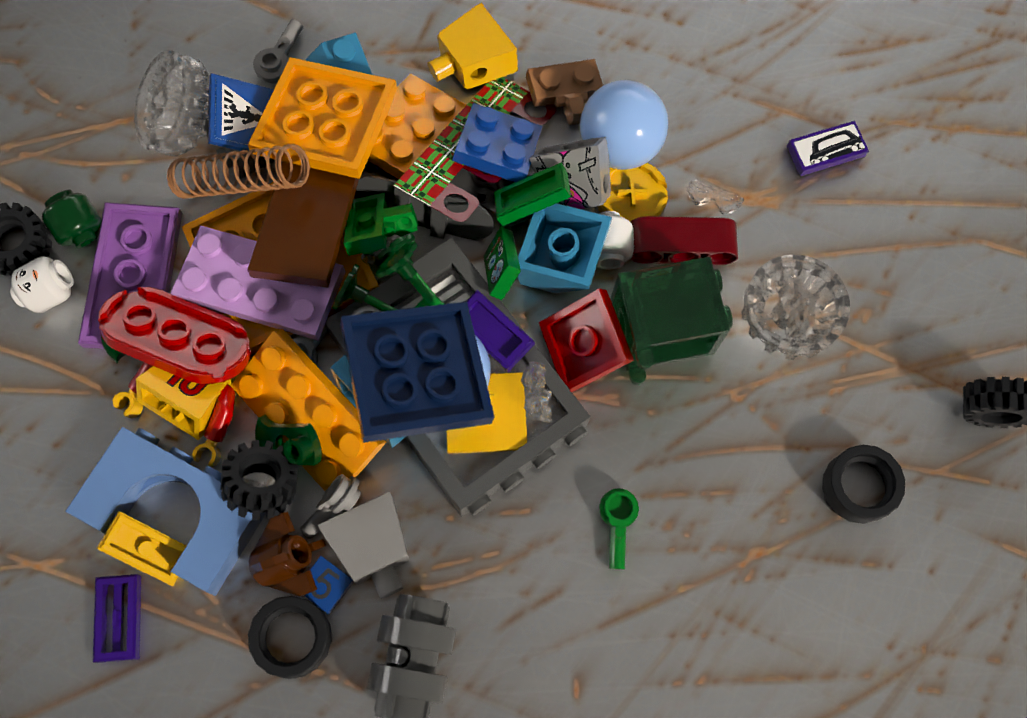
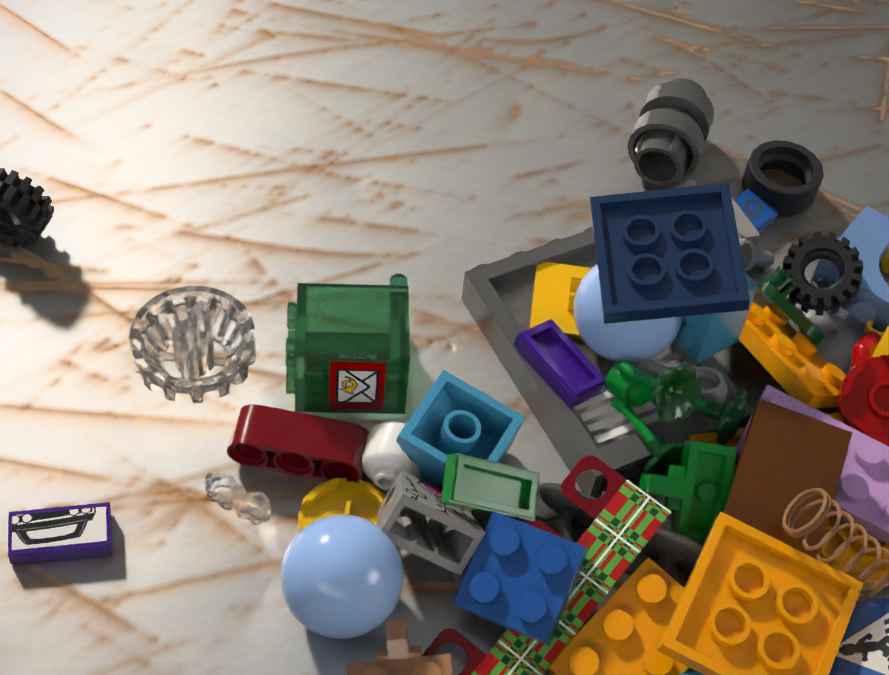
camera: 170 degrees left, 20 degrees down
(281, 558) = (791, 219): reddish brown brick -> none
(501, 263) = (538, 432): green tile -> none
(537, 399) = (522, 299): clear piece -> none
(586, 340) = (450, 343): red plate -> none
(618, 510) = (447, 211): green plate -> none
(884, 464) = (187, 163): black tyre -> none

